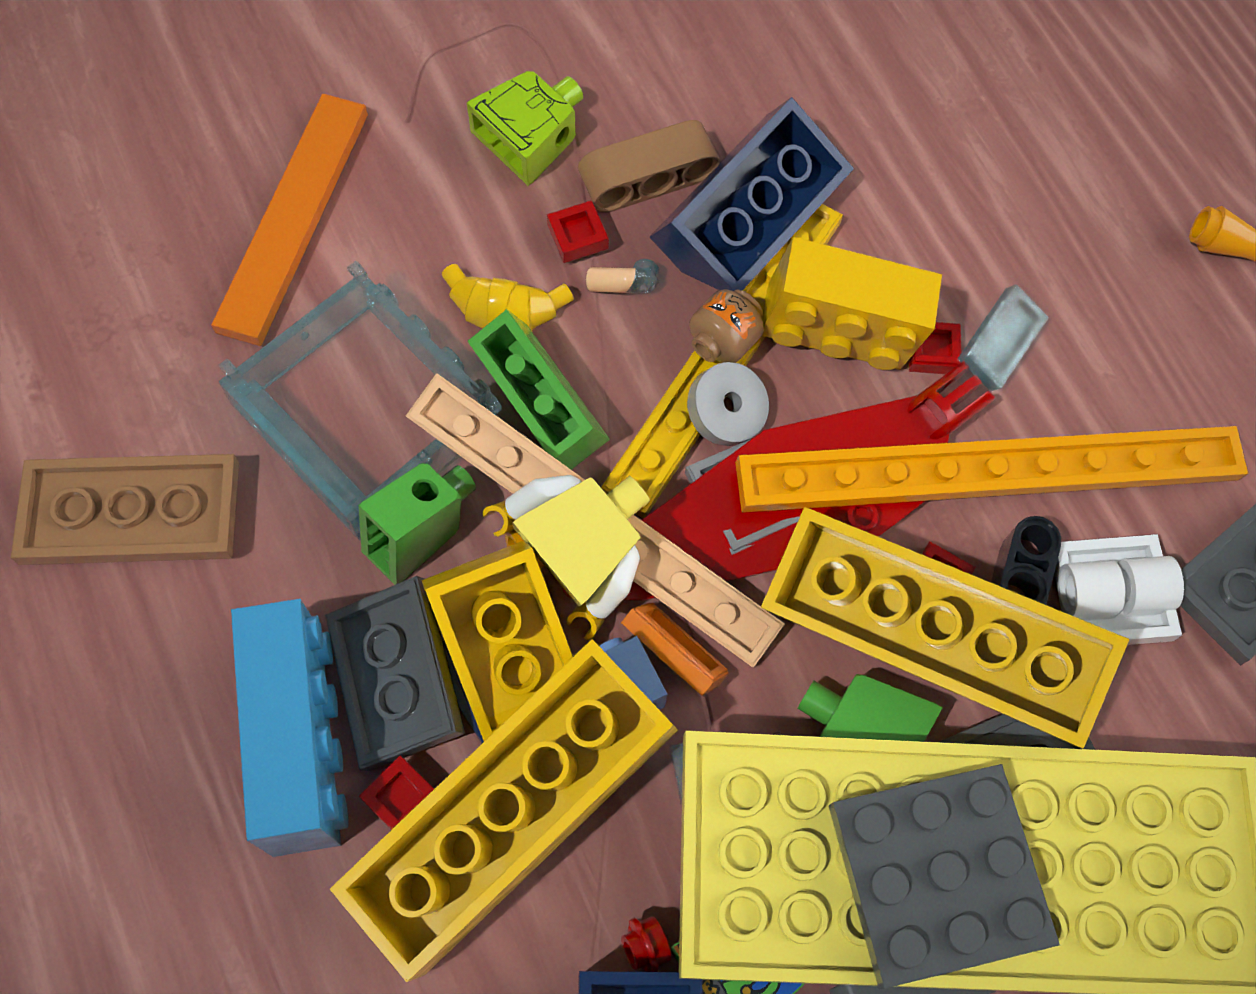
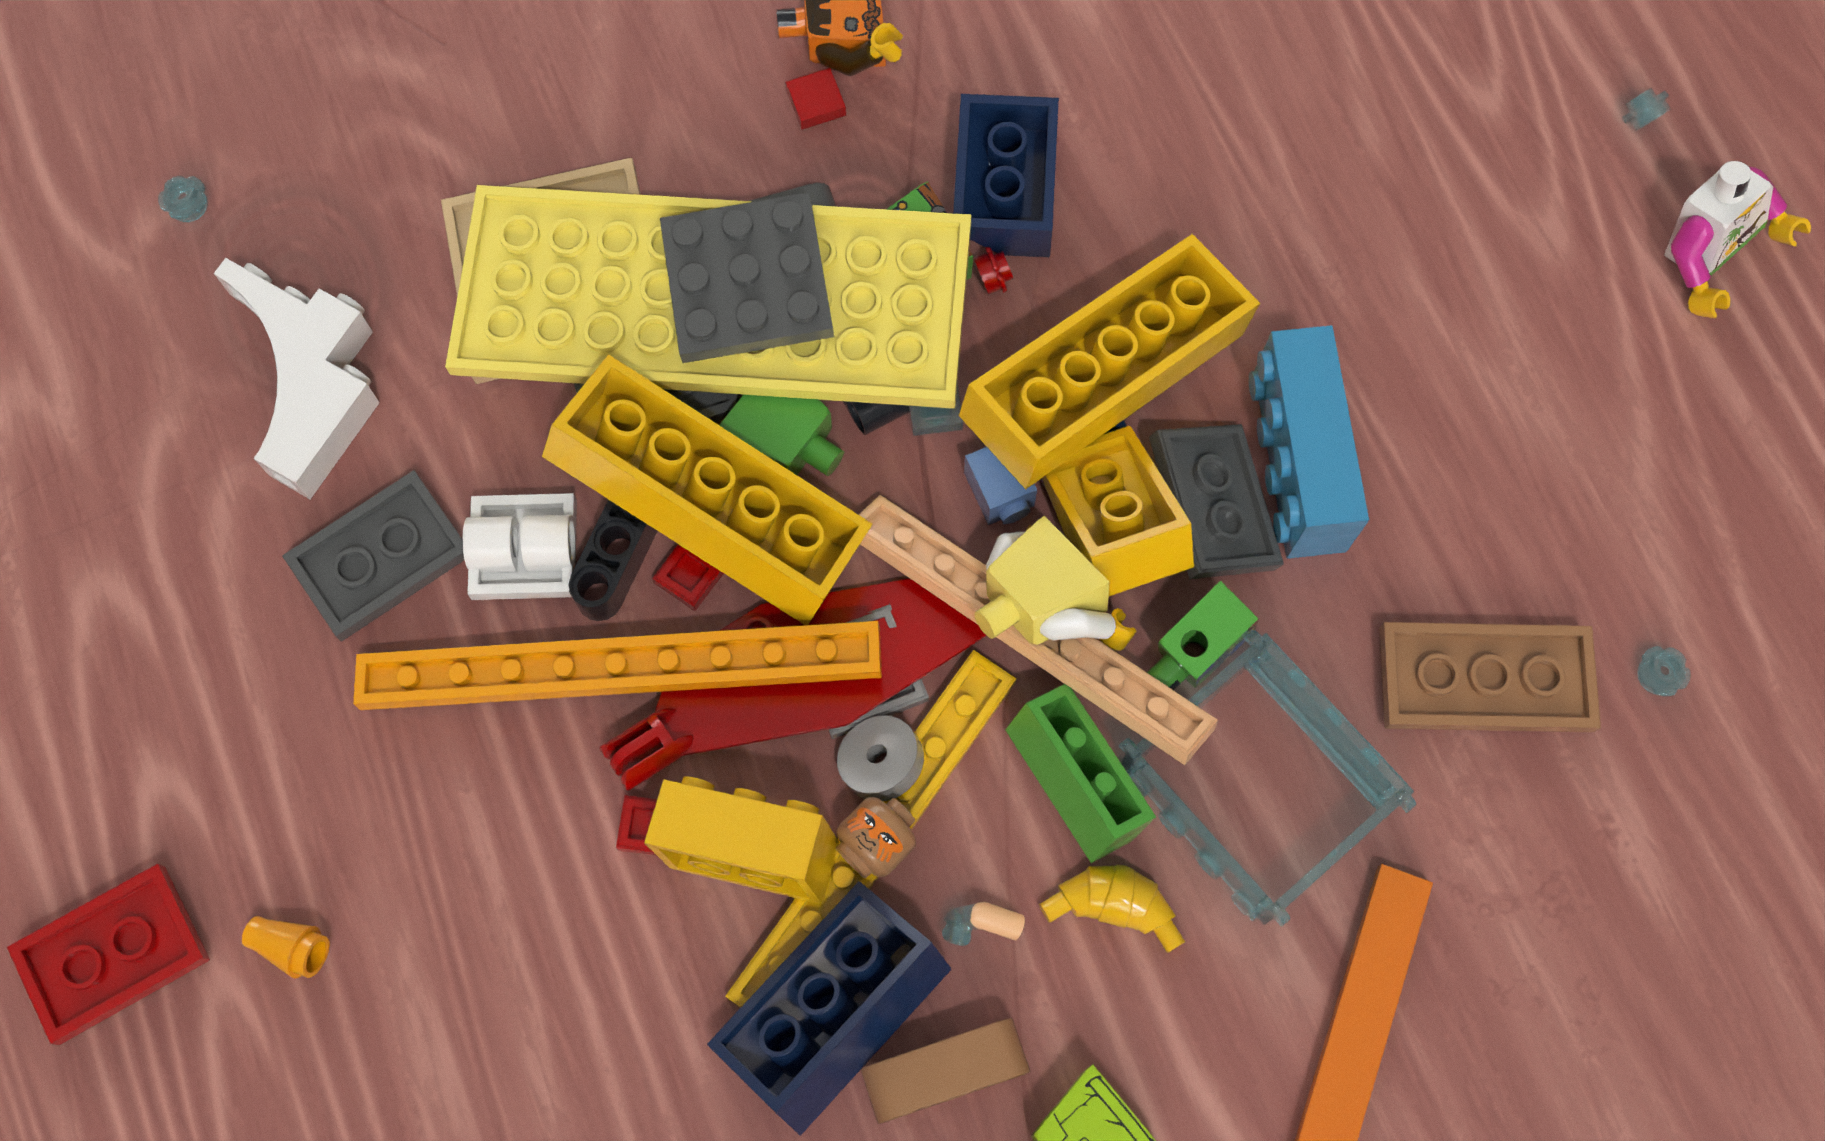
camera: 175 degrees left, 5 degrees up
(396, 792) = (1204, 396): red plate -> none
(577, 231) = (1032, 984): red plate -> none
(675, 647) = (952, 509): orange tile -> none
(1003, 337) = (572, 827): clear light blue tile -> none

